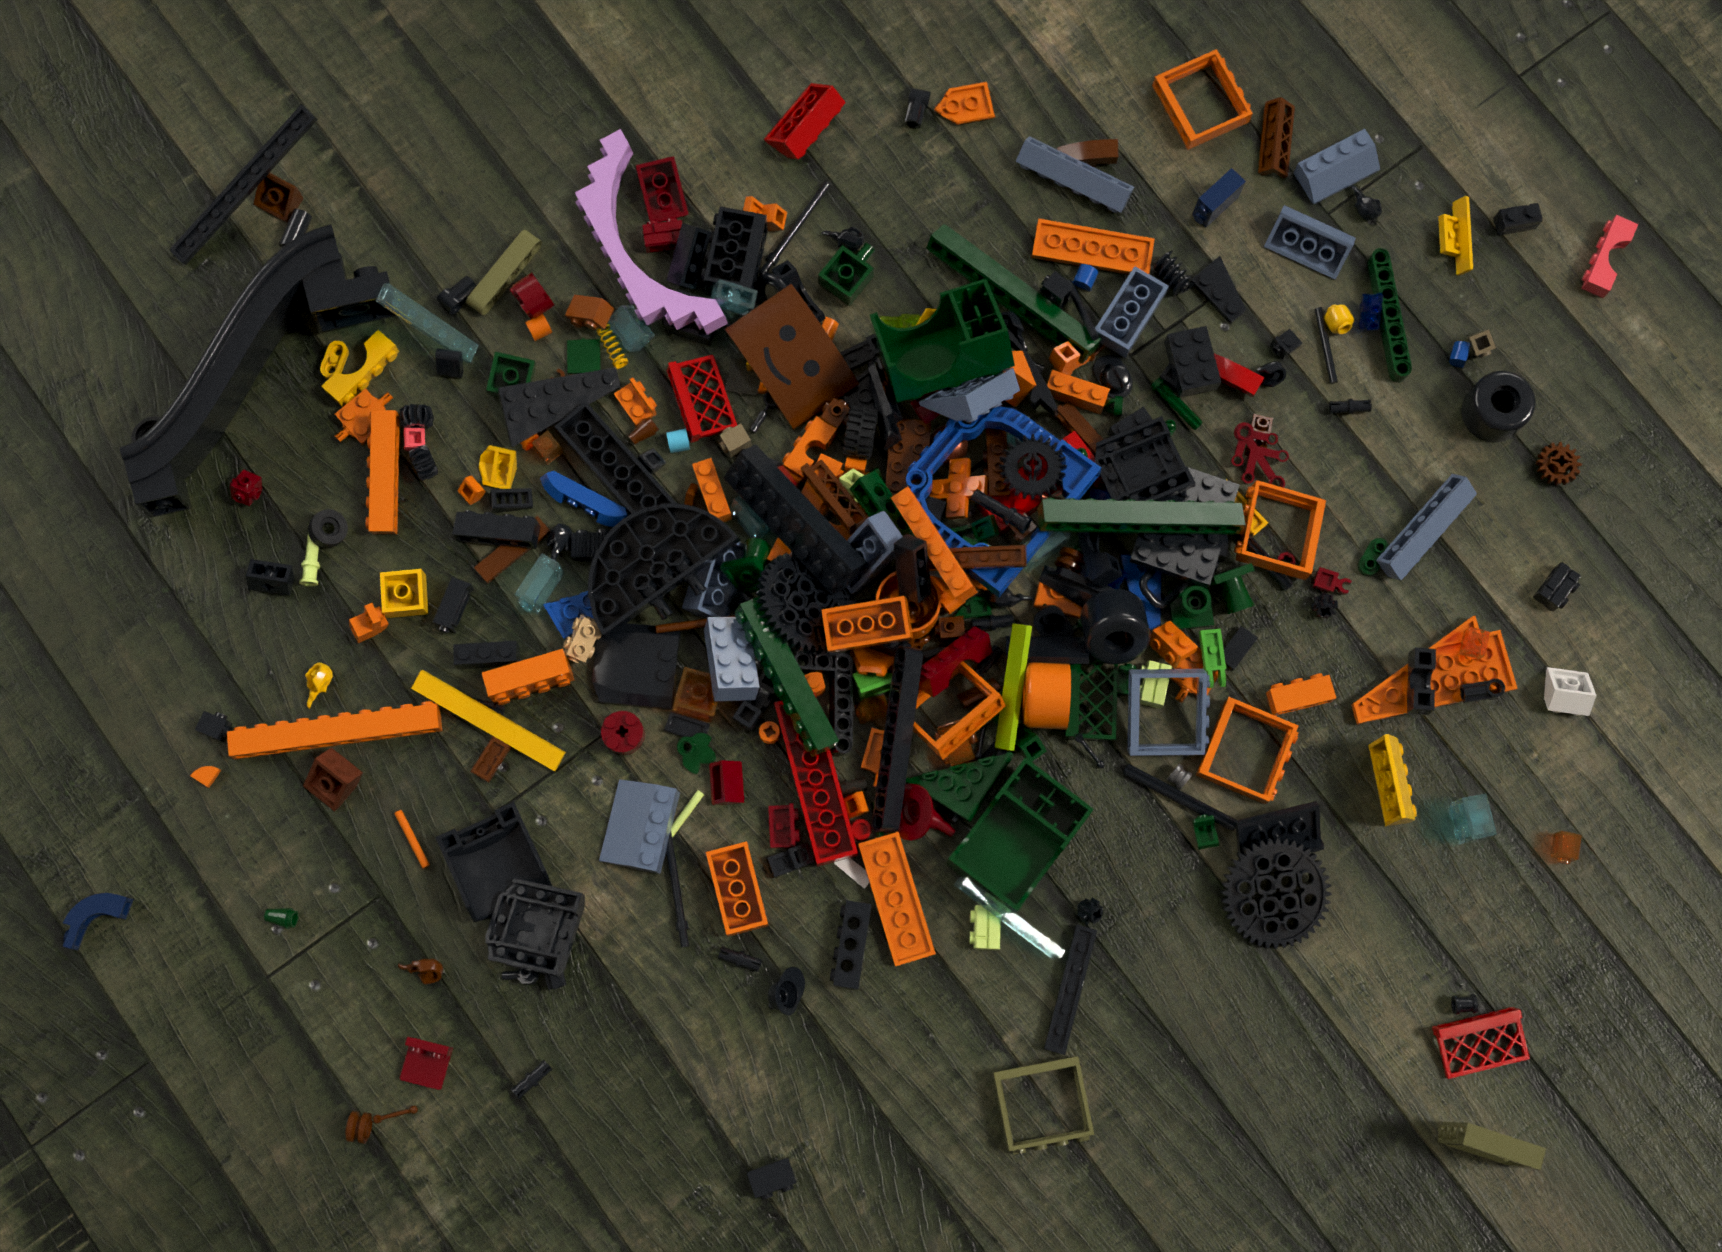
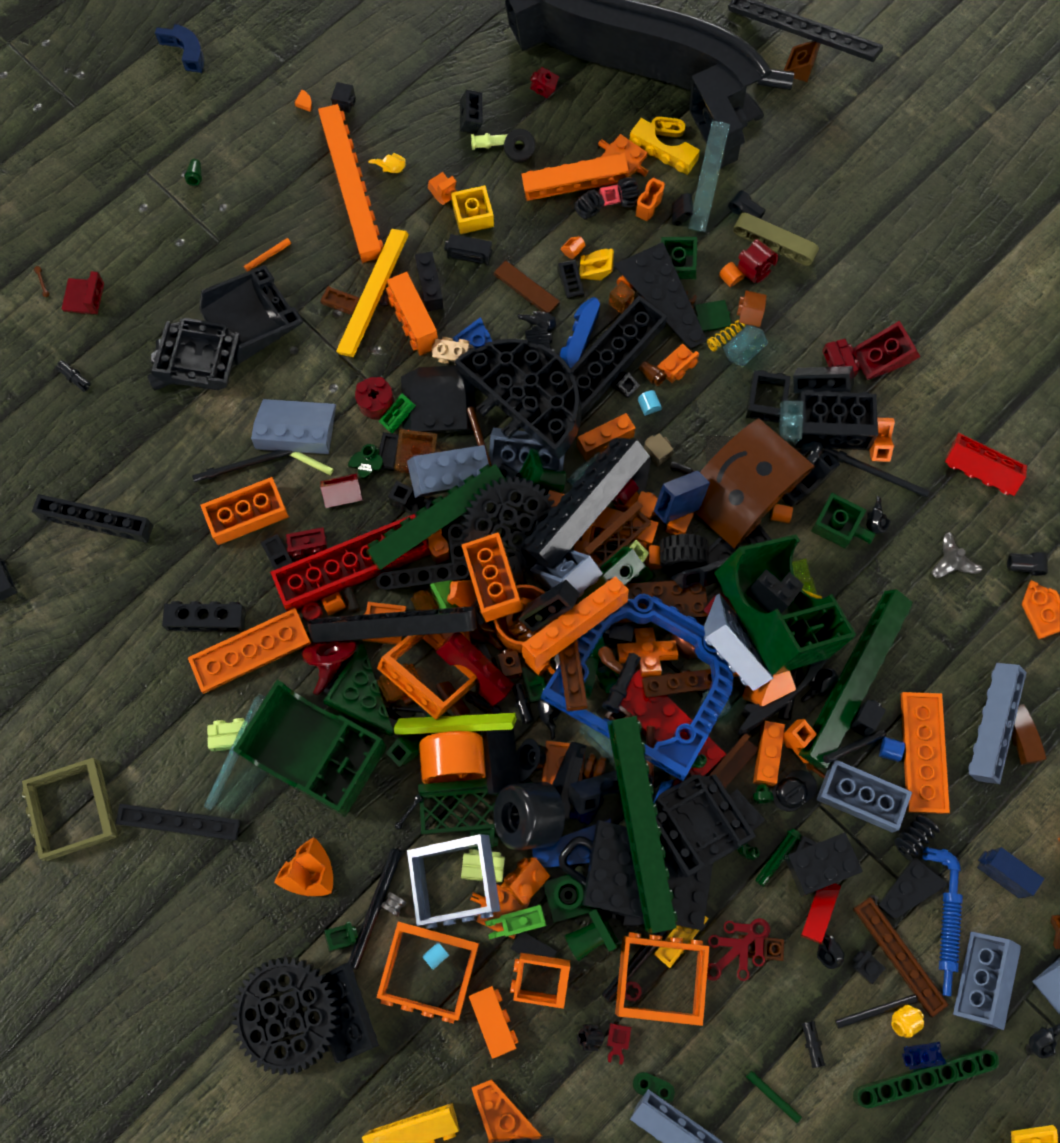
camera: 85 degrees right, 5 degrees down
(332, 778) = (311, 187): copper slope -> none
(358, 1127) = (27, 254): reddish brown wheel -> none
(429, 969) = (159, 284): reddish brown piece -> none
(430, 395) = (650, 199): none -> orange brick
(496, 529) = (539, 269): black brick -> none
(539, 584) = (495, 308): clear light blue window -> none
(650, 297) = (853, 303): lavender arch -> none
(652, 705) = (397, 415): none -> green tile
(684, 397) = (690, 400): red fence -> none
(692, 490) = (597, 419): reddish brown tile -> none
(718, 1061) = (92, 518): none -> black brick
(740, 959) = (186, 525): black pin -> none
(769, 736) = (387, 513): orange wheel -> none
(787, 991) = (158, 568): black piece -> none
(803, 422) = (681, 496): none -> dark blue brick
(836, 413) = (701, 527): reddish brown brick -> none
(854, 870) = (275, 610): white sticker -> none
(901, 176) = (954, 560): none -> flat silver piece
(926, 347) = (774, 594): none -> black brick
(974, 520) = (607, 658): none -> reddish brown arm
(1032, 448) = (691, 705): black gear -> none
(1090, 911) = (253, 830): black gear -> none
(1137, 859) = (308, 872): none -> orange brick
(1236, 738) = (435, 955): none -> medium azure brick
(1249, 259) = (951, 917): none -> blue piece
(1279, 313) = (901, 957): none -> reddish brown tile
(1284, 647) = (536, 997): none -> orange window
(1391, 451) = (773, 1096): none -> dark green bar

